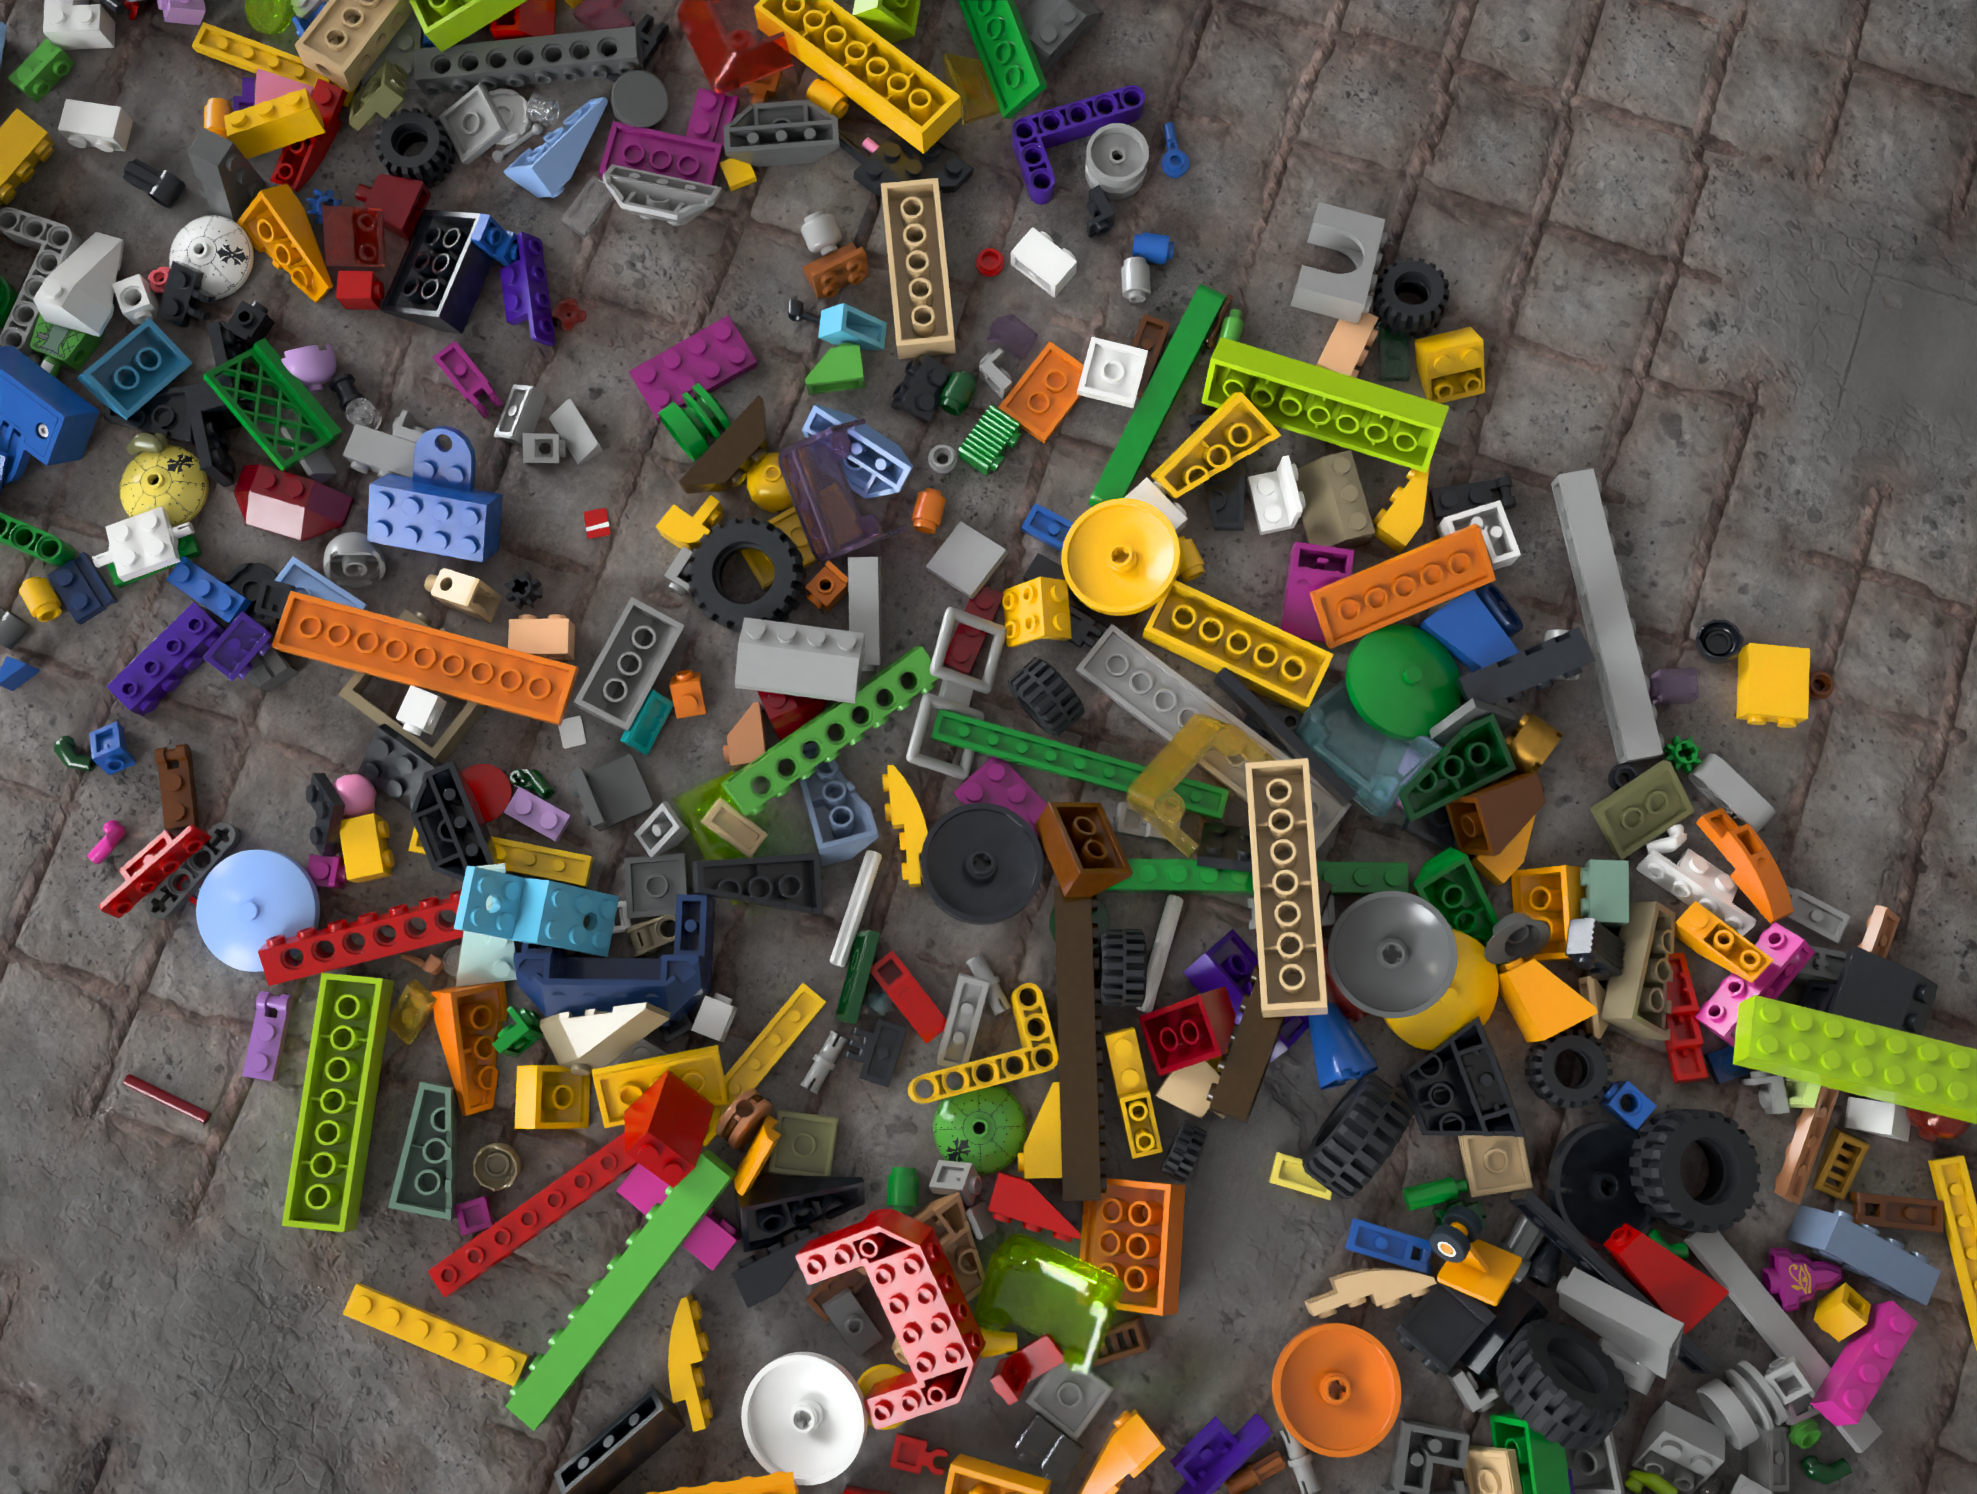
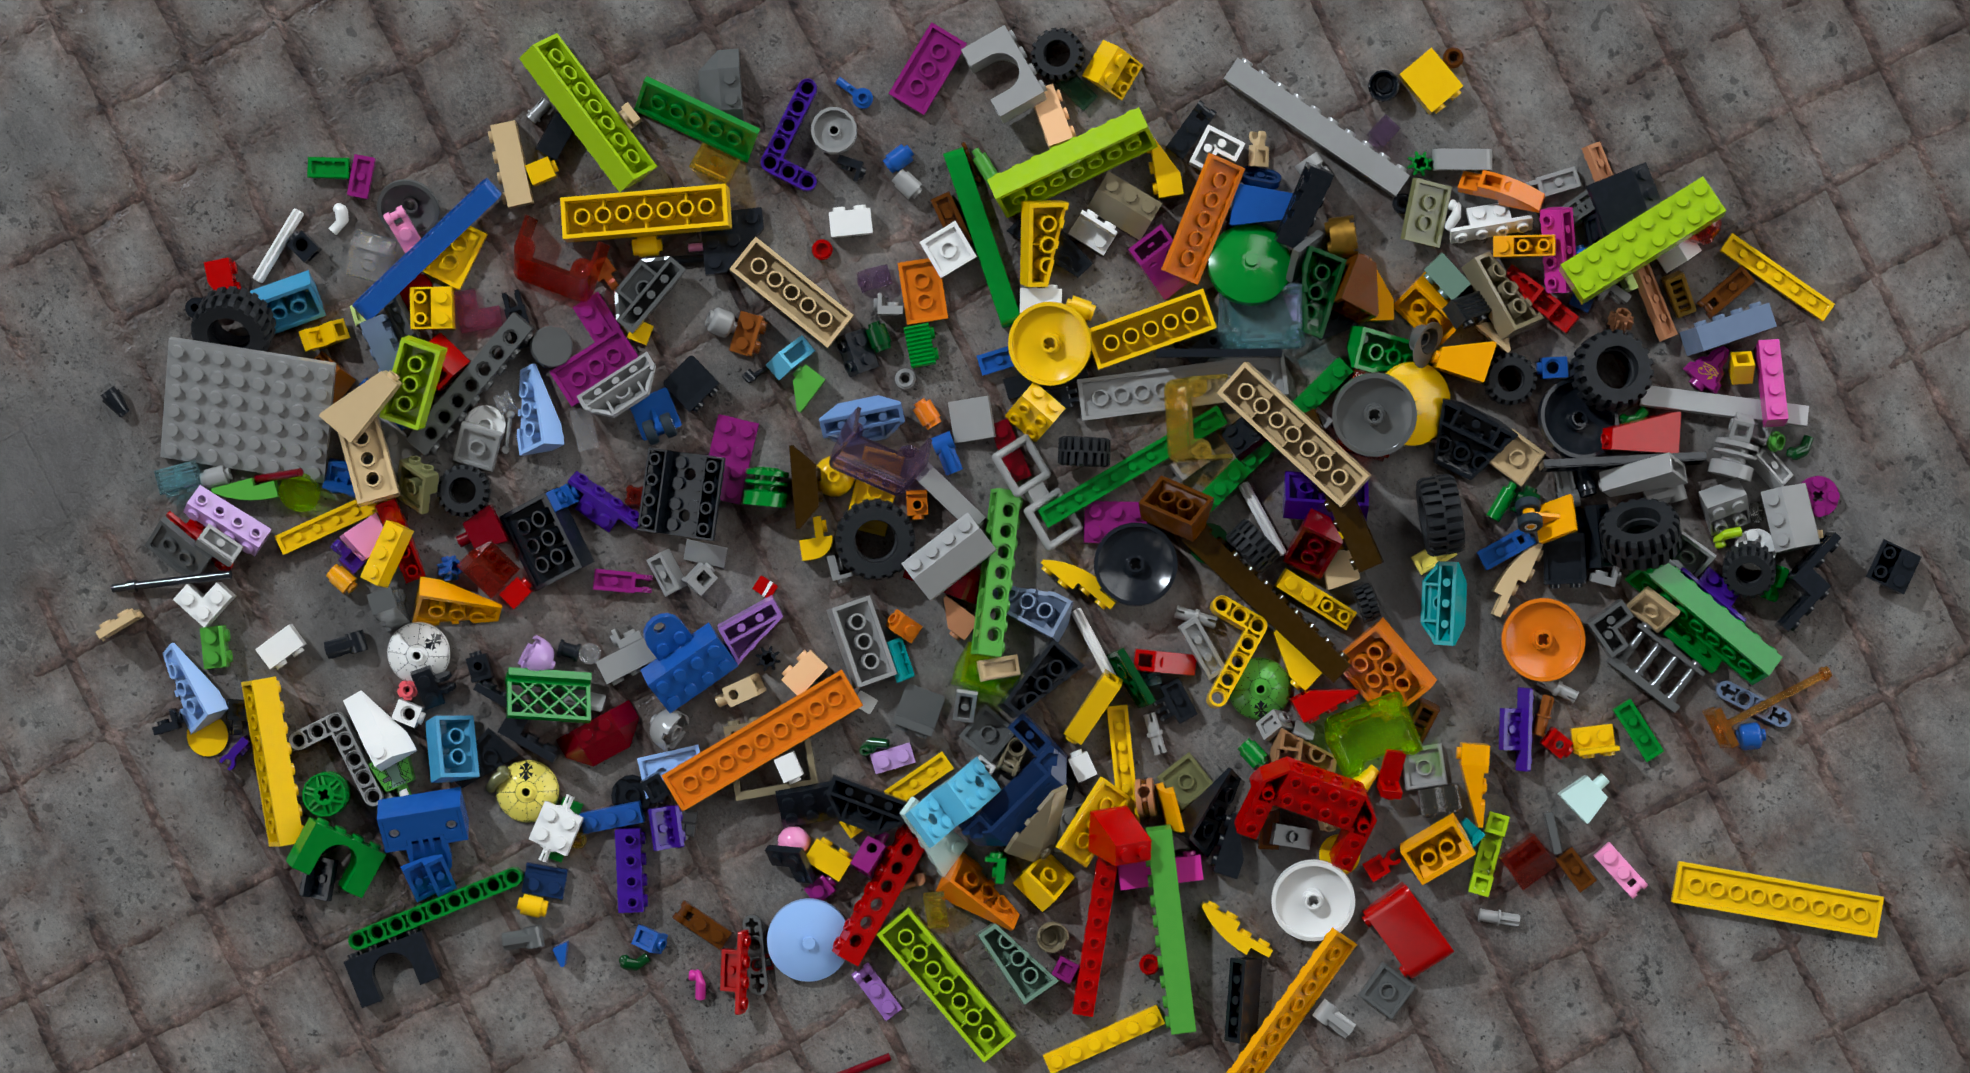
camera: 45 degrees left, 10 degrees up
(152, 586) = (578, 845): none -> clear yellow hinge
(406, 884) = (867, 862): none -> magenta torso
(490, 789) = (856, 769): red piece -> none
(534, 540) = (749, 627): none -> medium lavender wedge
(564, 1302) = (1149, 964): none -> red plate
(604, 342) = (670, 492): none -> black slope
(667, 257) = (656, 416): none -> blue plate
(733, 263) = (692, 384): none -> black bracket
(788, 966) = (1093, 707): none -> yellow slope
(910, 562) = (945, 449): none -> blue piece
(1265, 194) = (927, 68): none -> magenta plate
(1267, 1237) = (1444, 603): none -> teal wedge
(1338, 1049) = (1392, 480): blue cone -> none
(1522, 581) = (1258, 152): none -> tan plate
(1754, 1124) = (1620, 319): none -> nougat gear

